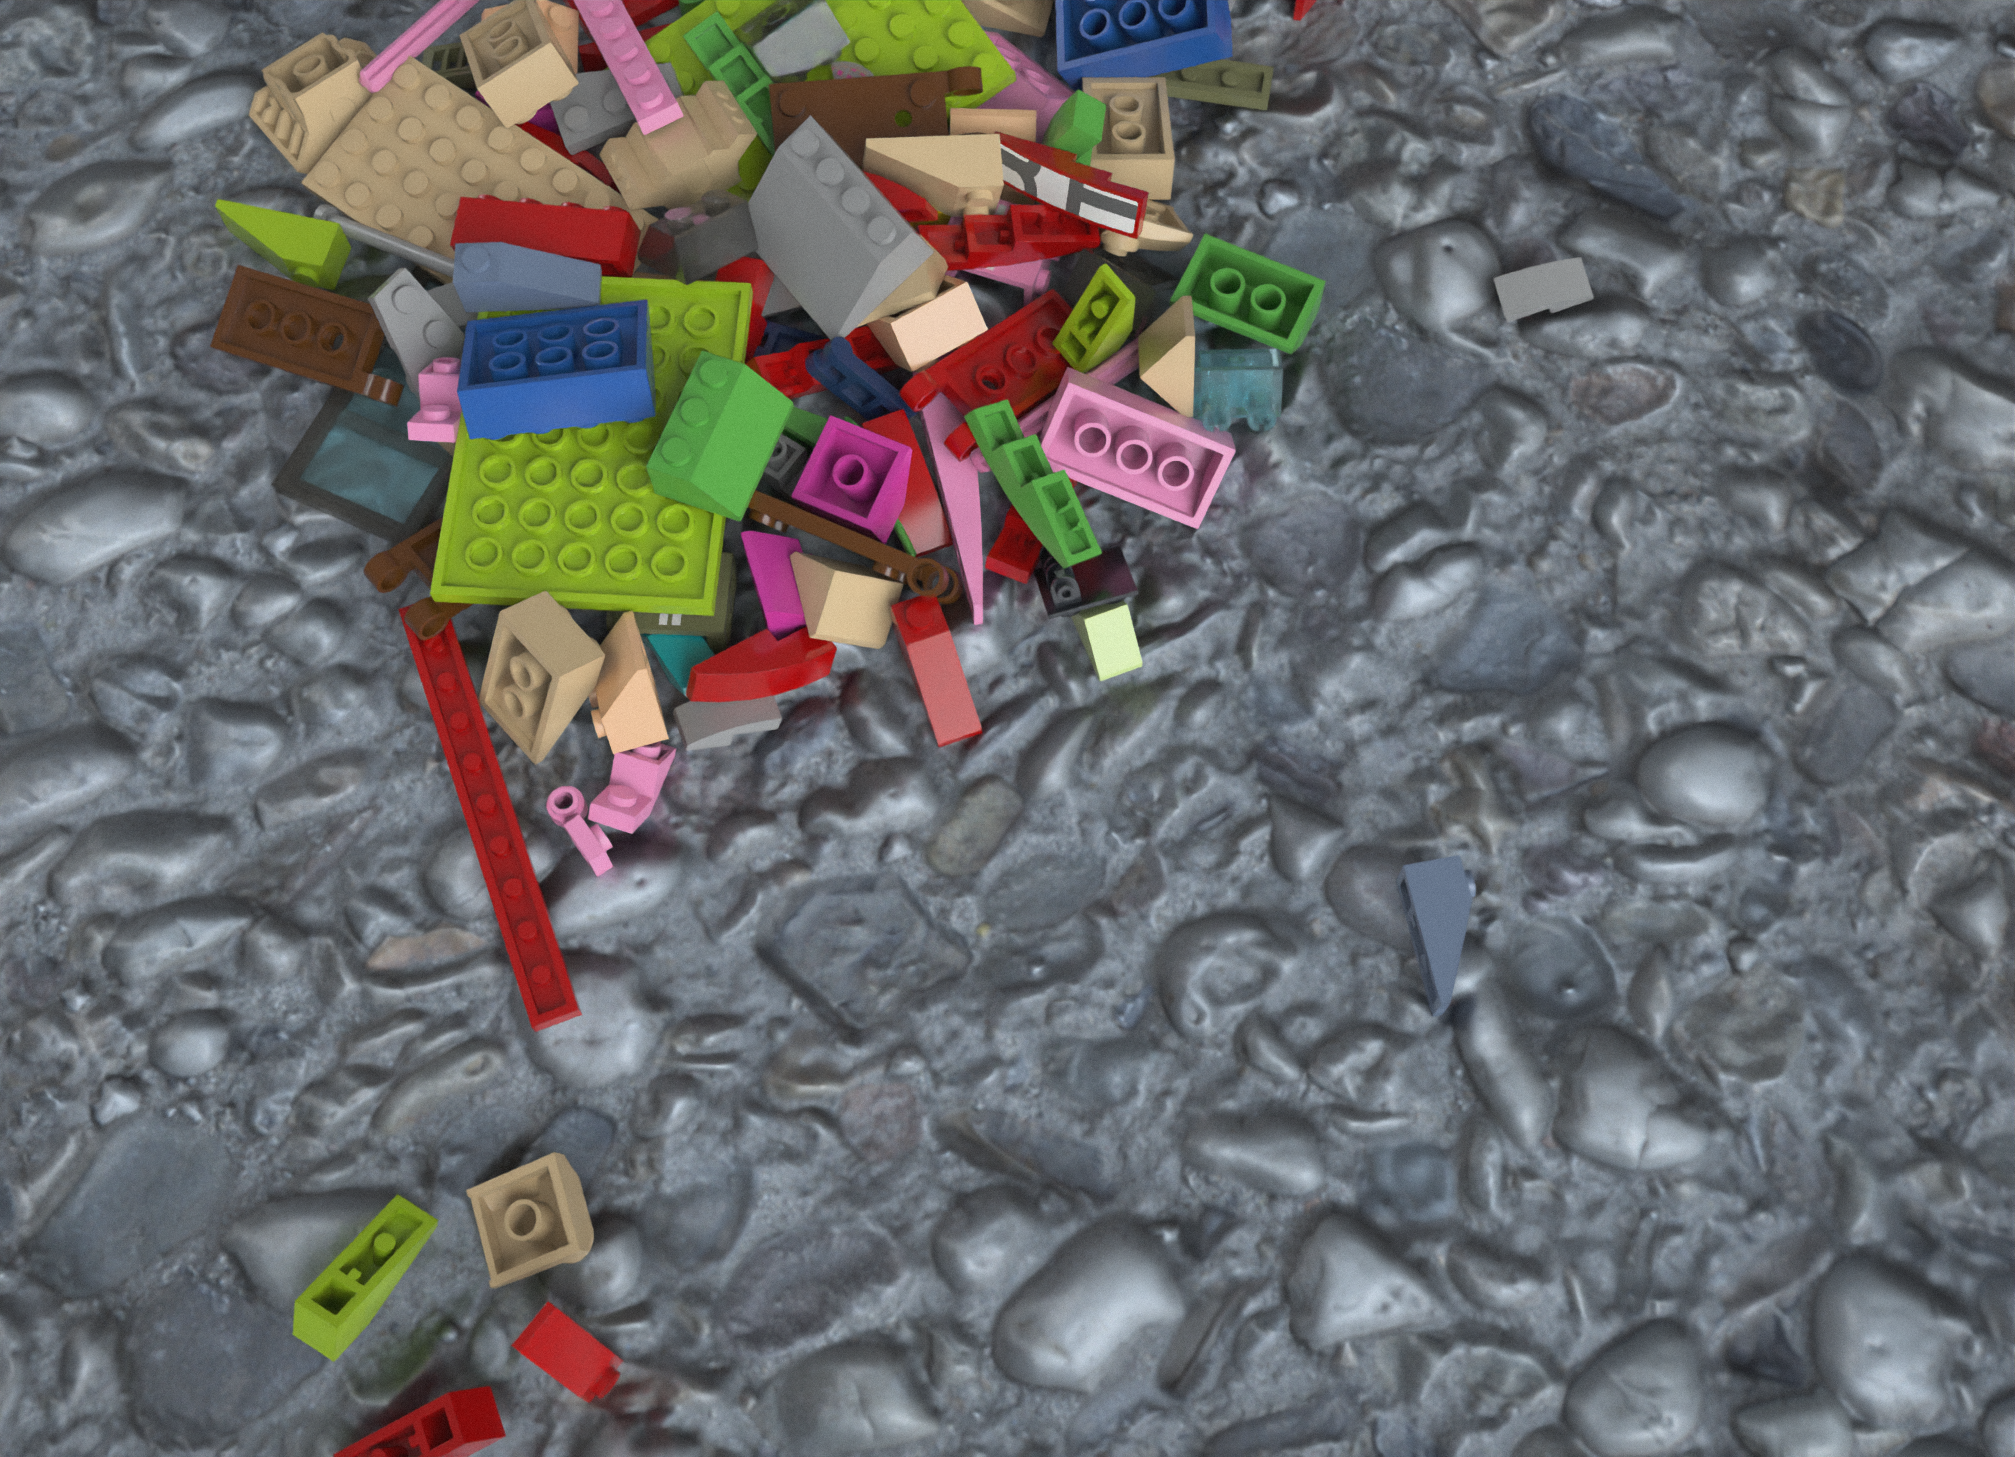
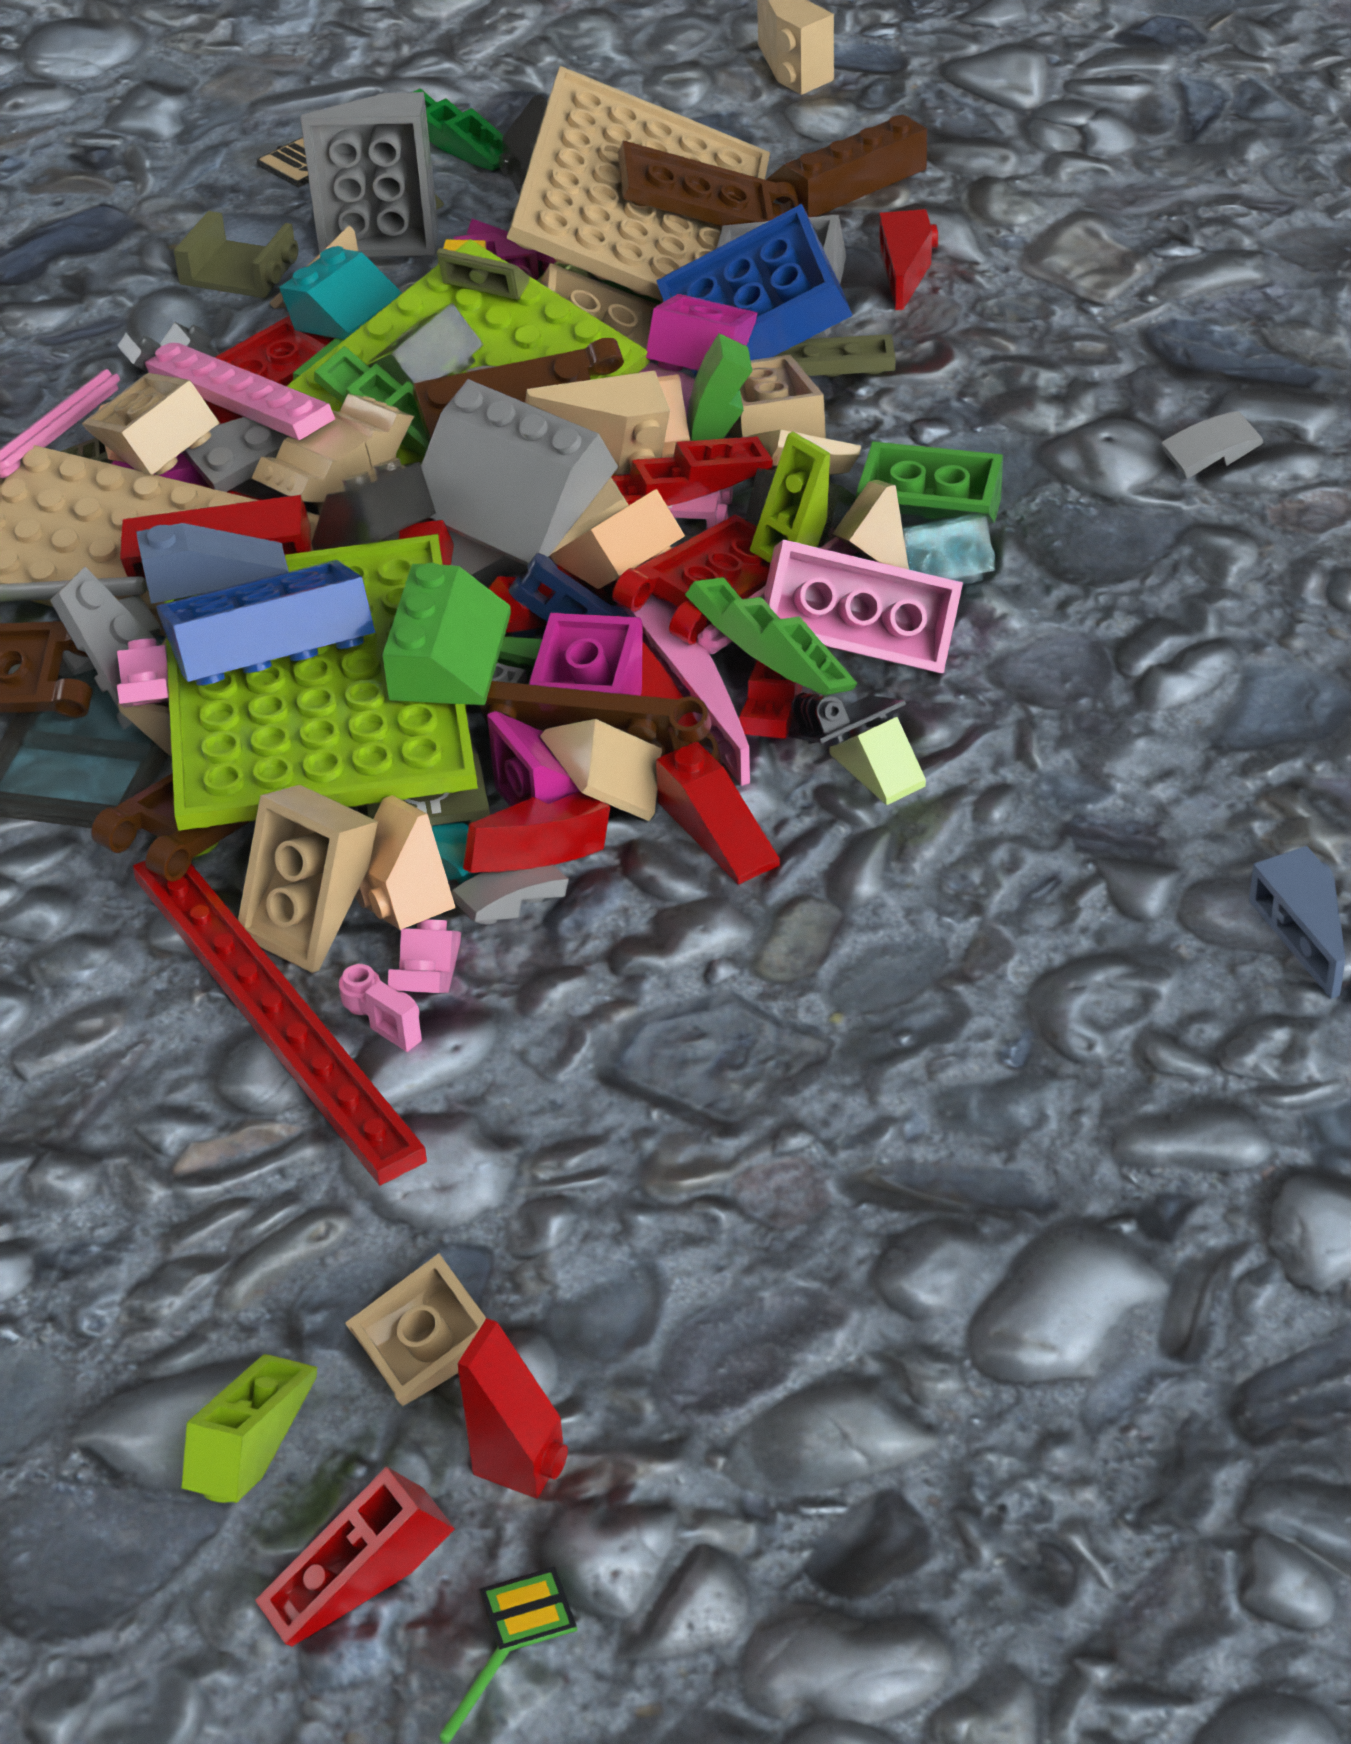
camera: 10 degrees left, 25 degrees down
(1070, 54) = (687, 326): none -> dark pink slope
(1071, 187) = (738, 416): slope -> none

